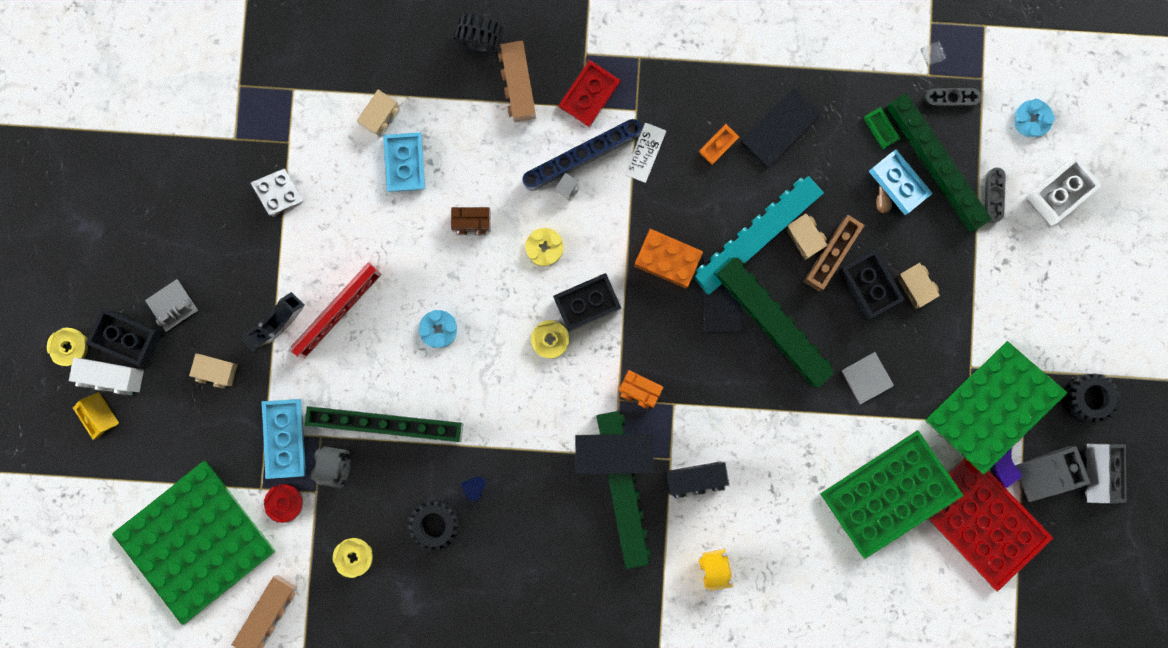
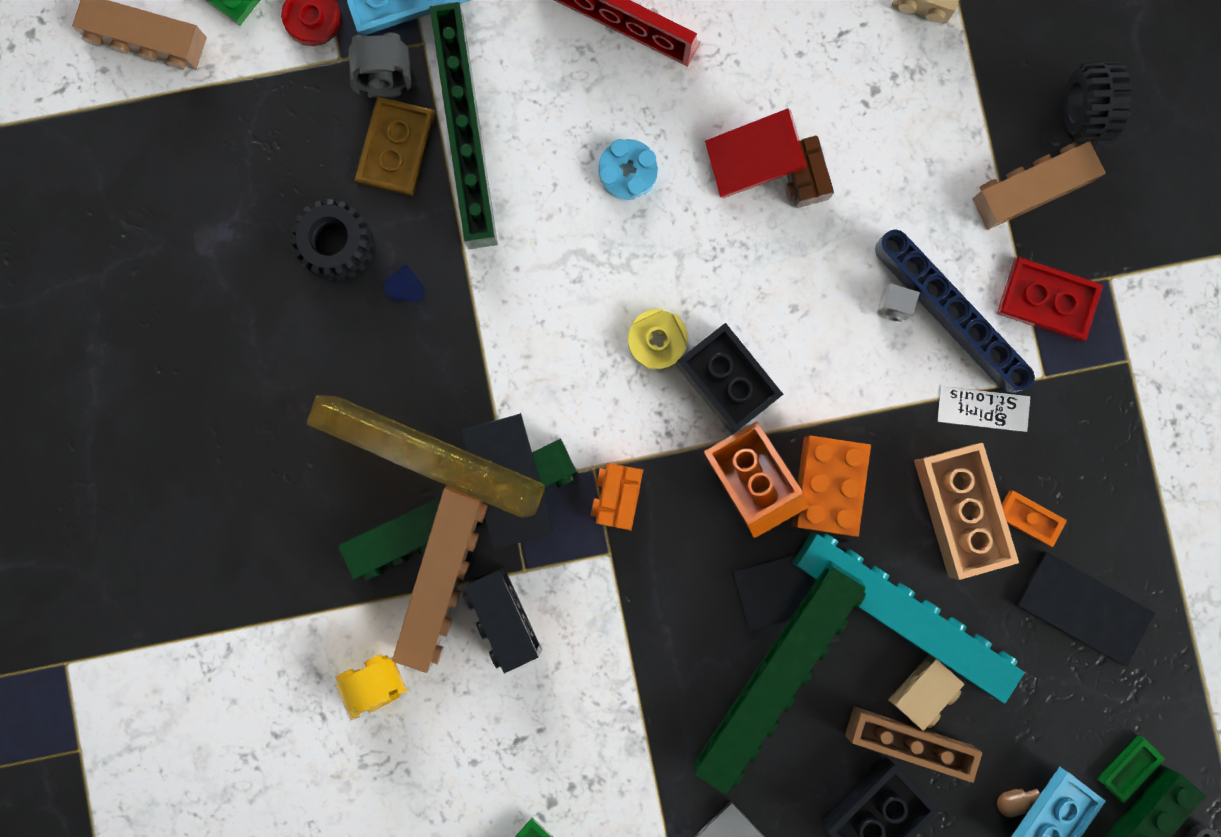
camera: 75 degrees right, 0 degrees up
(358, 567) = (267, 150): light yellow plate -> none
(383, 471) = (395, 146): none -> pearl gold tile
(404, 162) = (865, 50): medium azure plate -> none
(451, 248) = (755, 153): none -> red tile
(553, 240) = (806, 280): light yellow plate -> none
(585, 499) = (427, 455): none -> clear yellow brick
(652, 303) = (756, 479): none -> orange brick
(661, 511) = (438, 580): none -> medium nougat brick
(704, 182) = (966, 511): none -> light nougat brick

